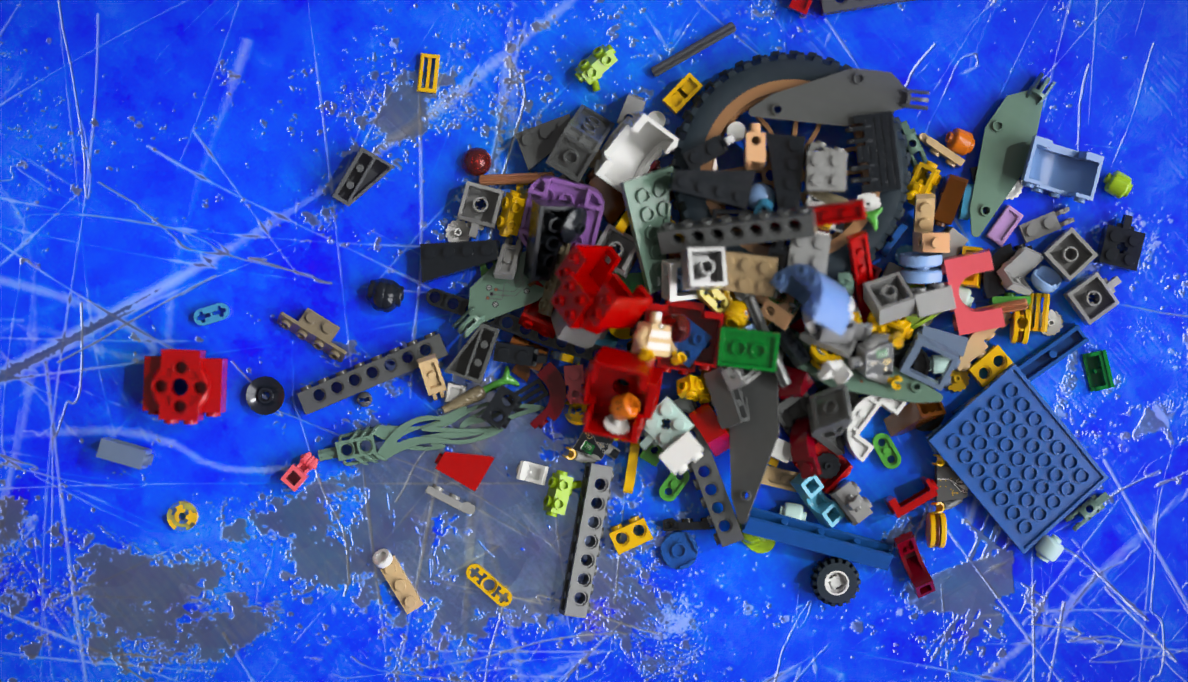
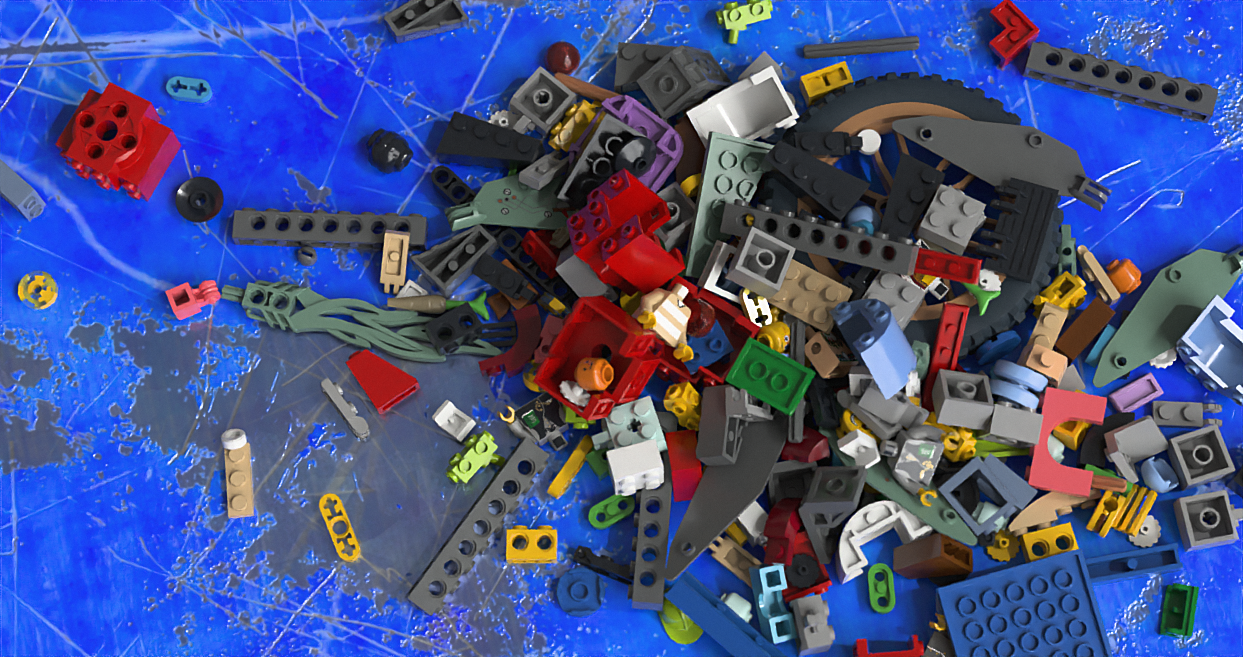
camera: 30 degrees right, 15 degrees down
(314, 330) = (291, 156): dark tan bracket -> none
(754, 154) = (880, 165): light nougat torso -> none

